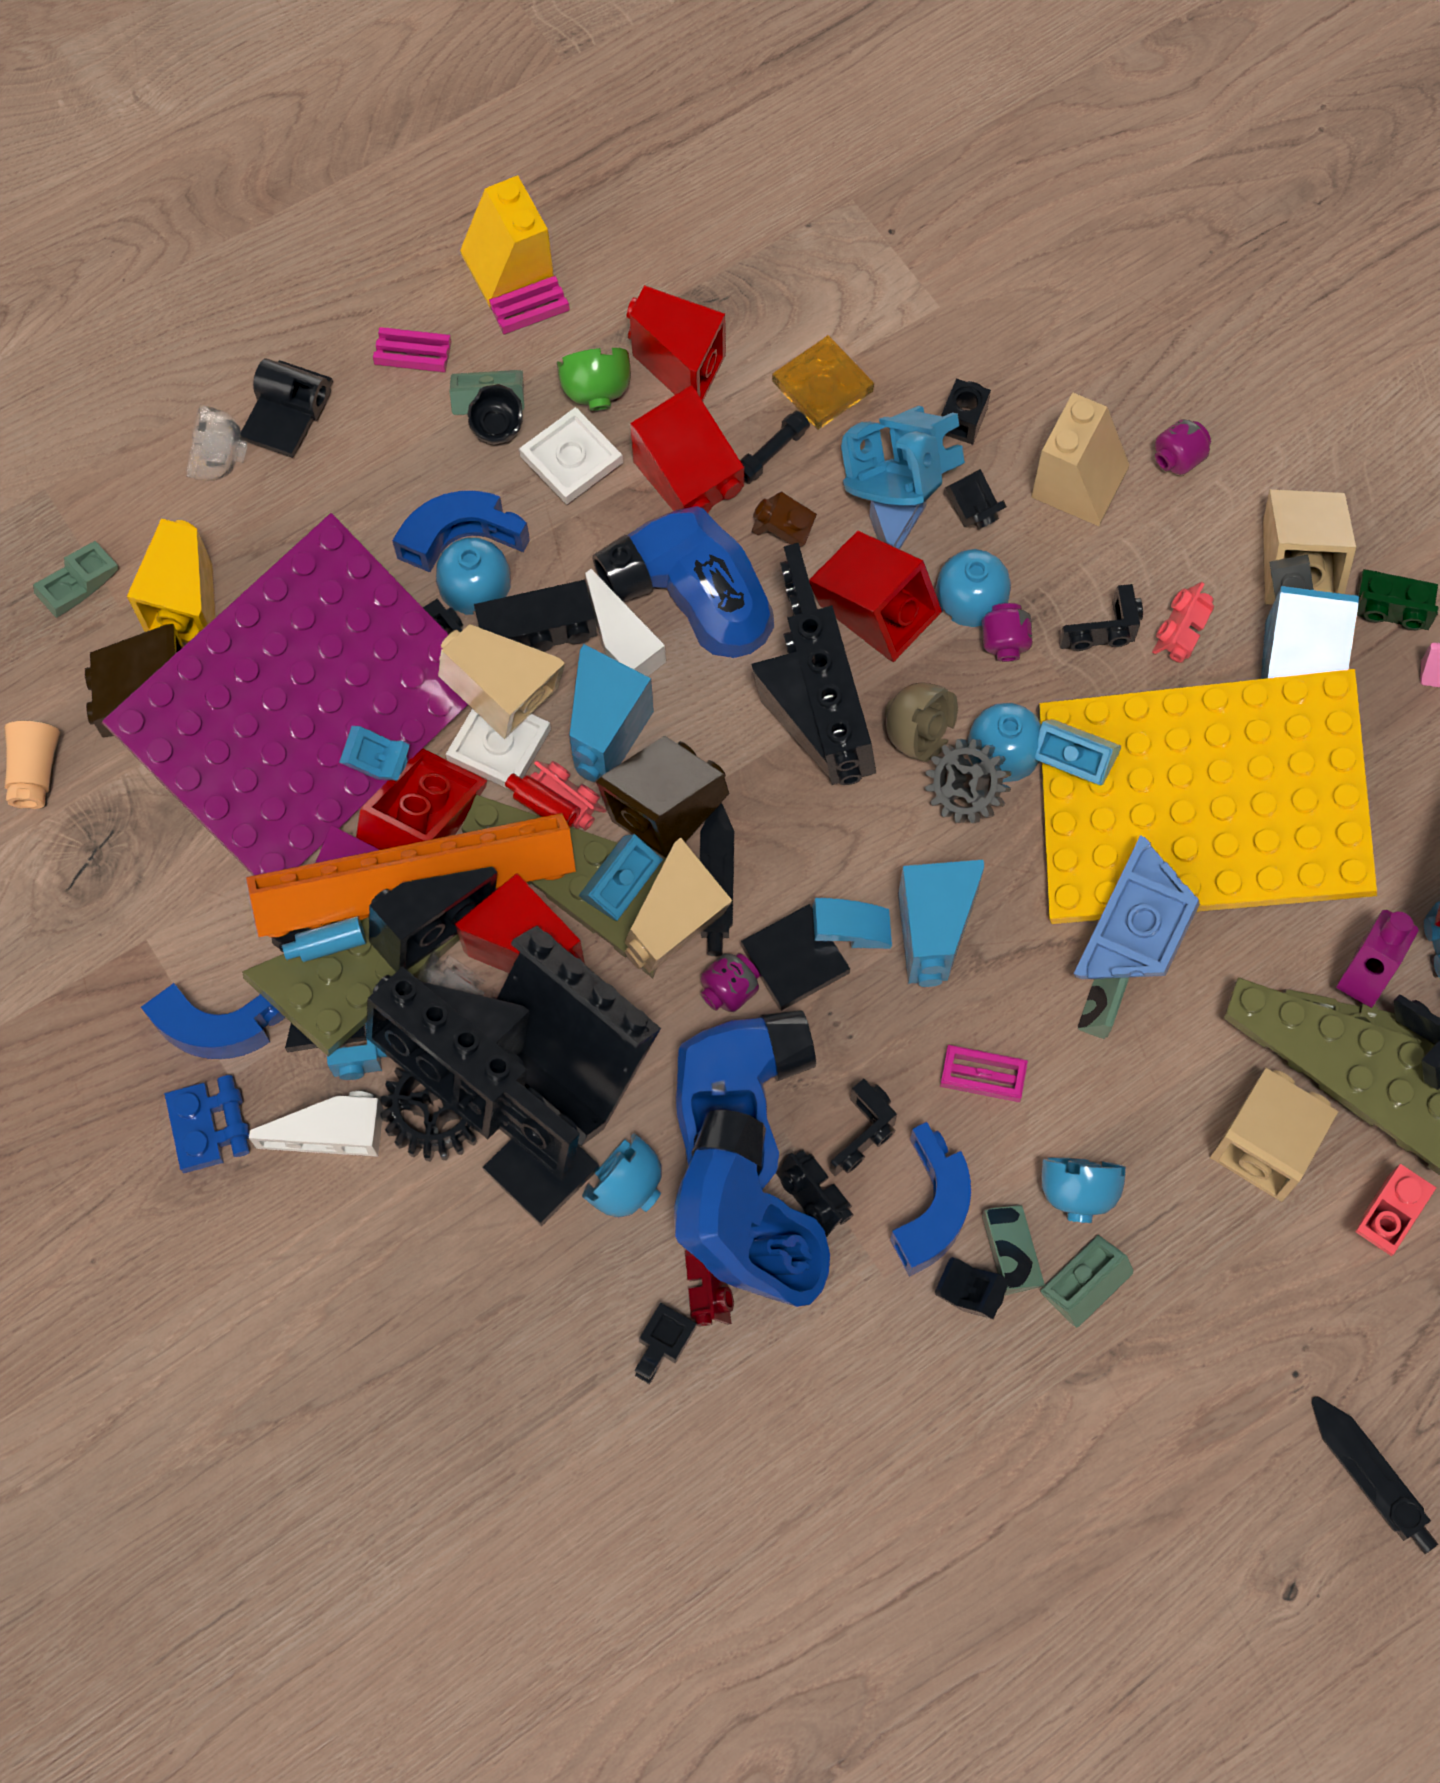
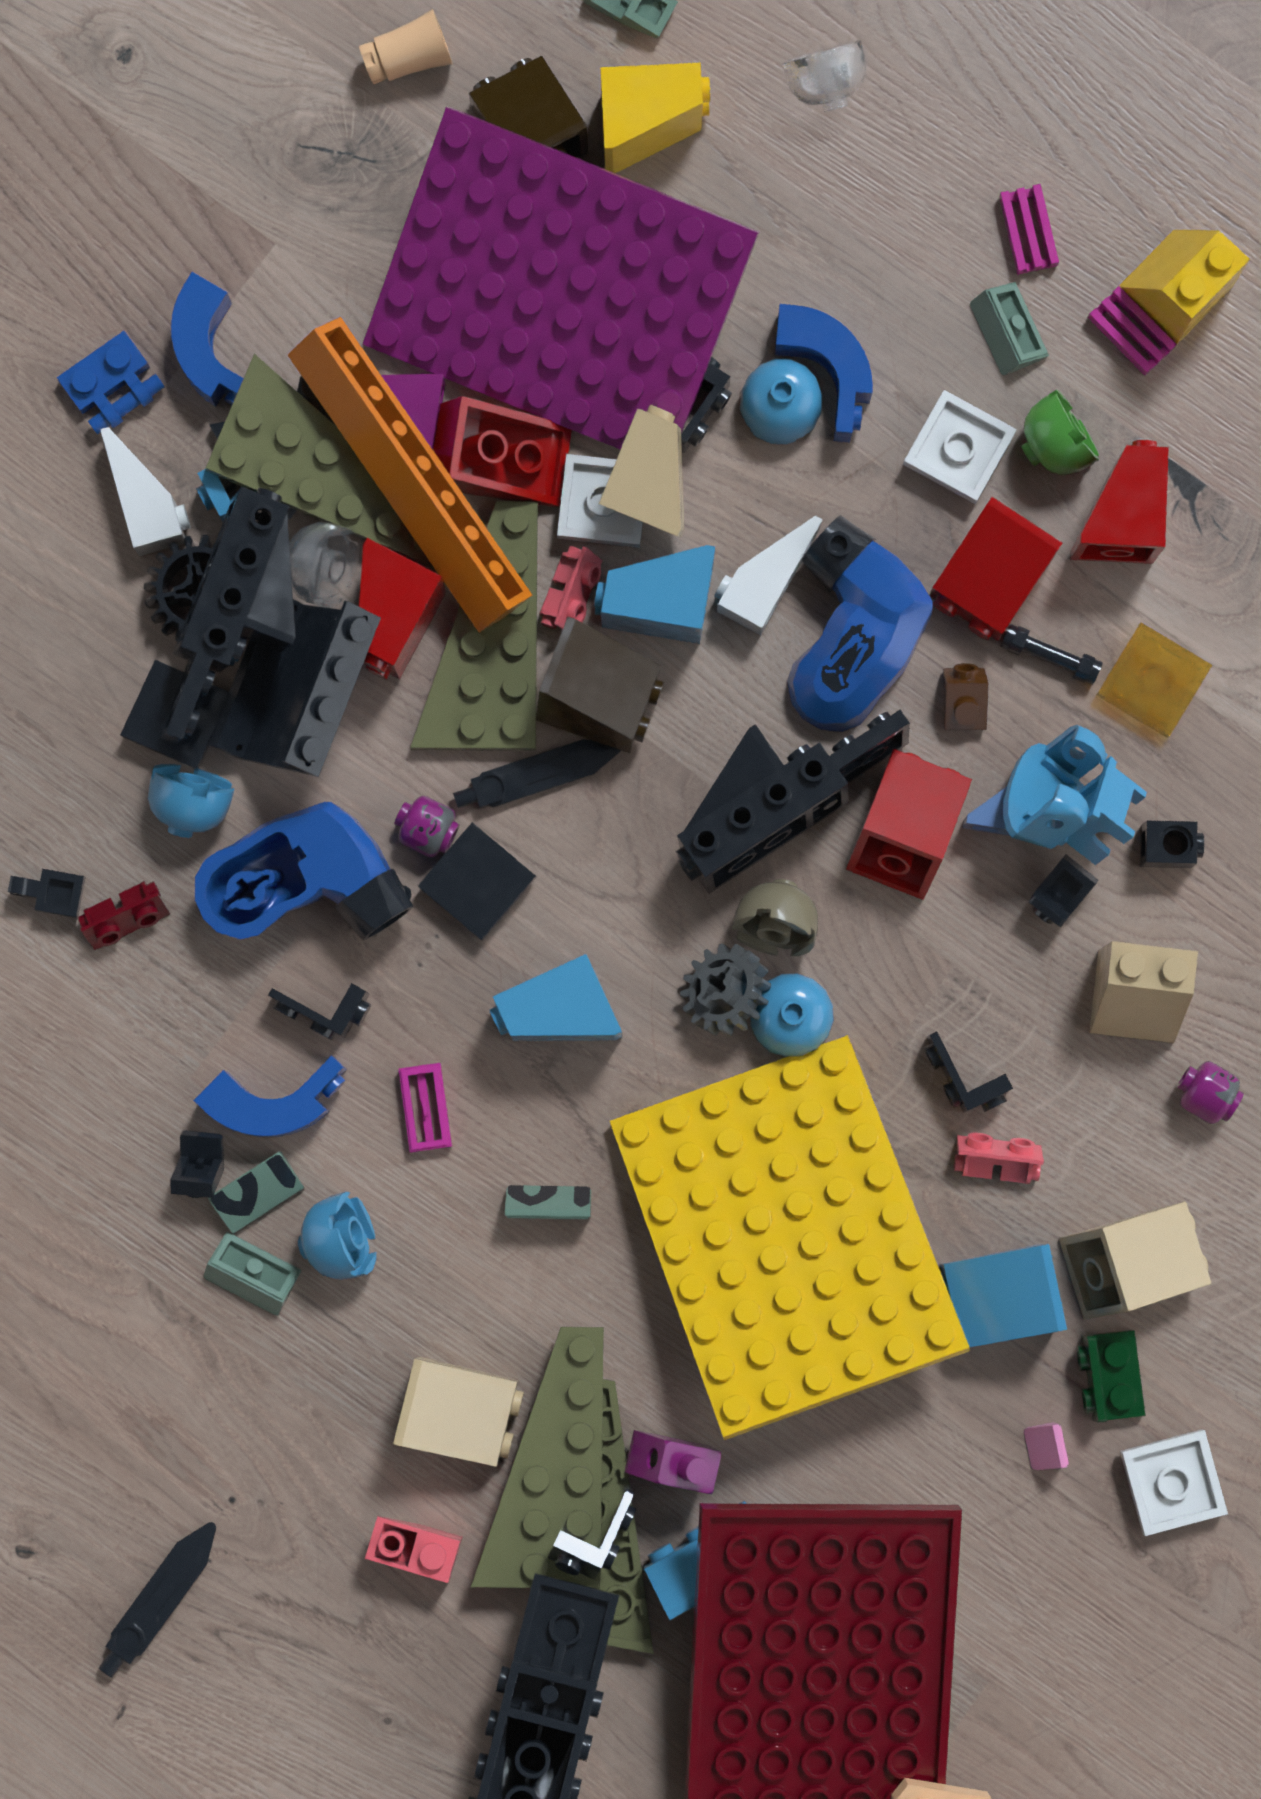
camera: 70 degrees right, 15 degrees up
(278, 417) = (889, 124): black piece -> none
(326, 940) = (312, 420): dark azure cylinder -> none
(374, 754) = (528, 385): dark azure bracket -> none
(423, 914) = (362, 502): black slope -> none
(495, 414) = (974, 349): black hair -> none
(541, 616) = (748, 484): black brick -> none
(541, 798) = (547, 570): red cylinder -> none
(621, 876) = (494, 678): dark azure slope -> none
(676, 909) = (464, 745): tan slope -> none
(738, 1228) = (162, 923): blue piece -> none
(801, 1178) = (234, 994): black hinge -> none
(852, 921) = (528, 925): dark azure slope -> none
(971, 586) = (958, 923): dark azure cylinder -> none
(1007, 631) = (916, 975): magenta head -> none
(1076, 751) = (796, 1089): dark azure slope -> none
(1141, 921) = (622, 1211): medium blue wing -> none
(1291, 572) = (1077, 1257): dark grey plate -> none

